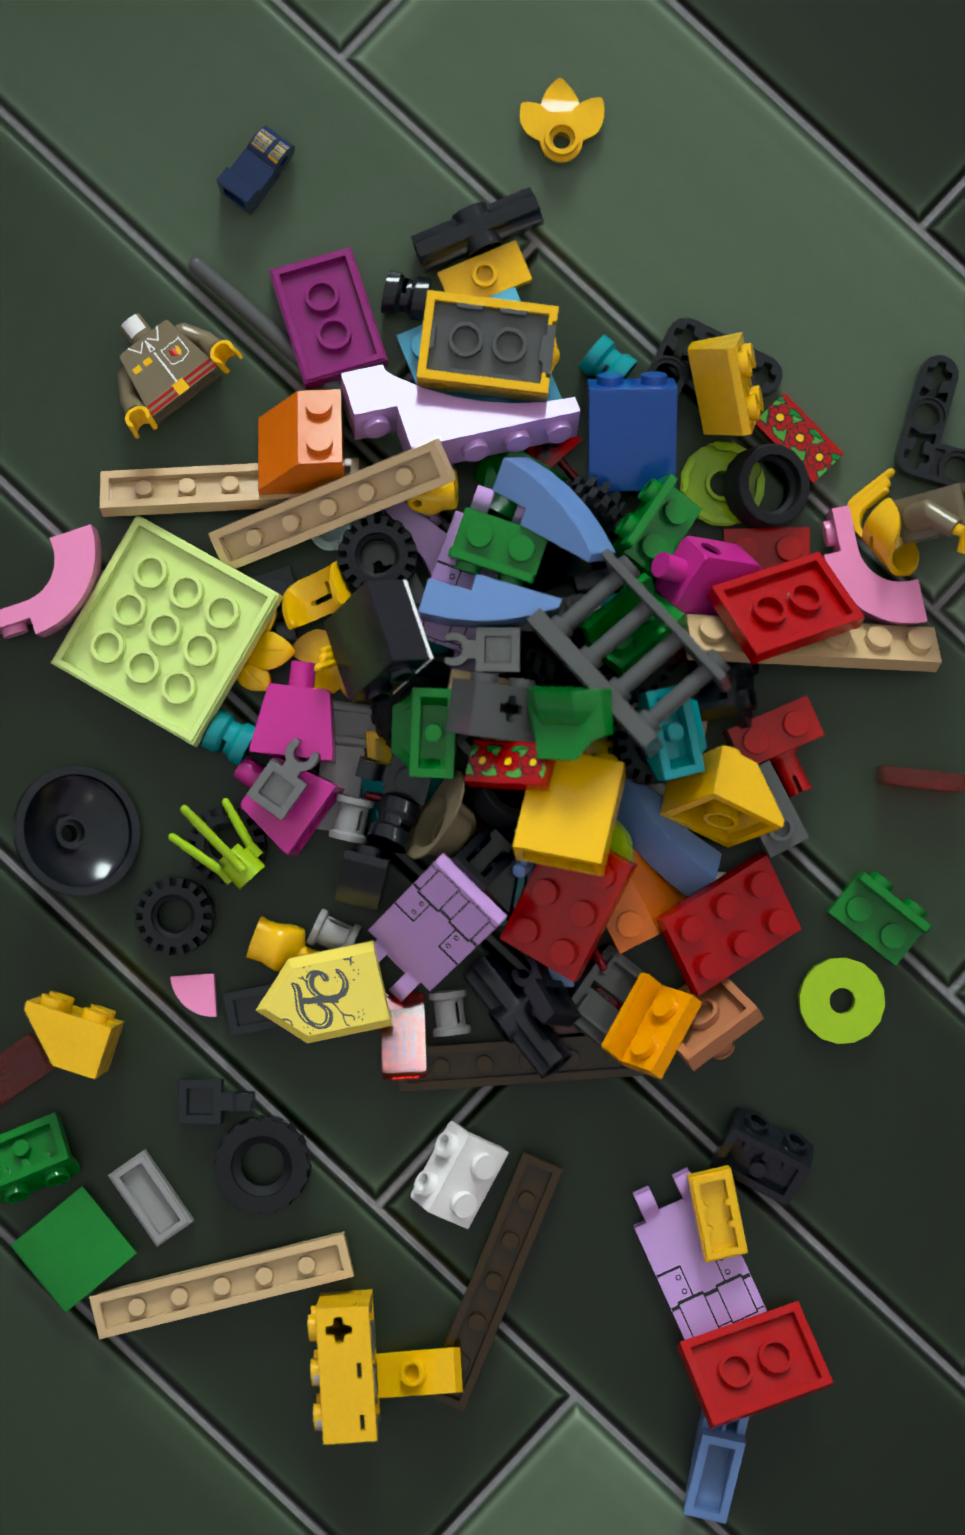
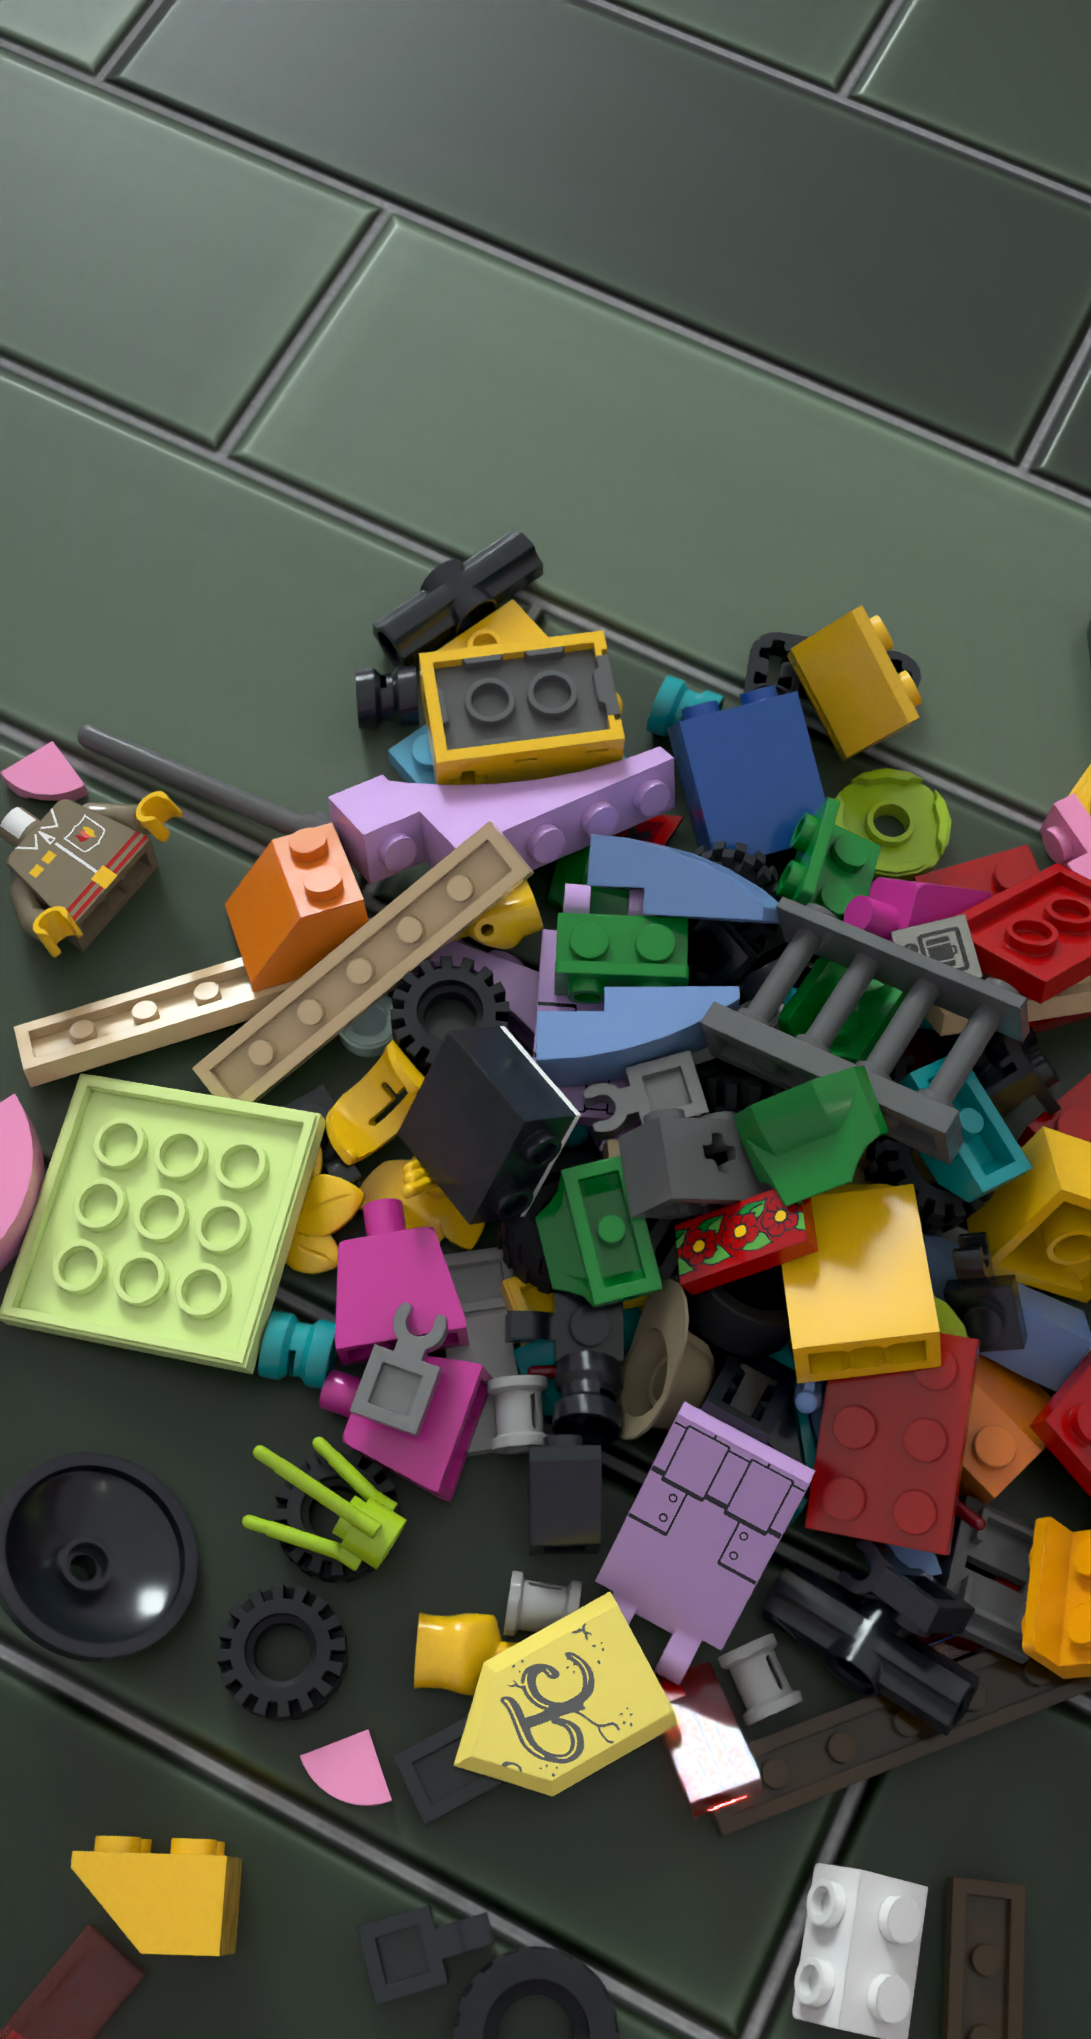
camera: 15 degrees left, 20 degrees down
(160, 289) = (45, 776): none -> bright pink tile
(256, 169) = (140, 601): dark blue leg -> none
(327, 317) = (285, 747): magenta tile -> none
(562, 116) = (526, 452): yellow plate -> none
(653, 839) = (983, 1301): none -> black plate
(701, 607) = (944, 941): none -> clear smoke sticker
(789, 426) = (968, 744): tile -> none
(795, 482) = (978, 783): black tyre -> none

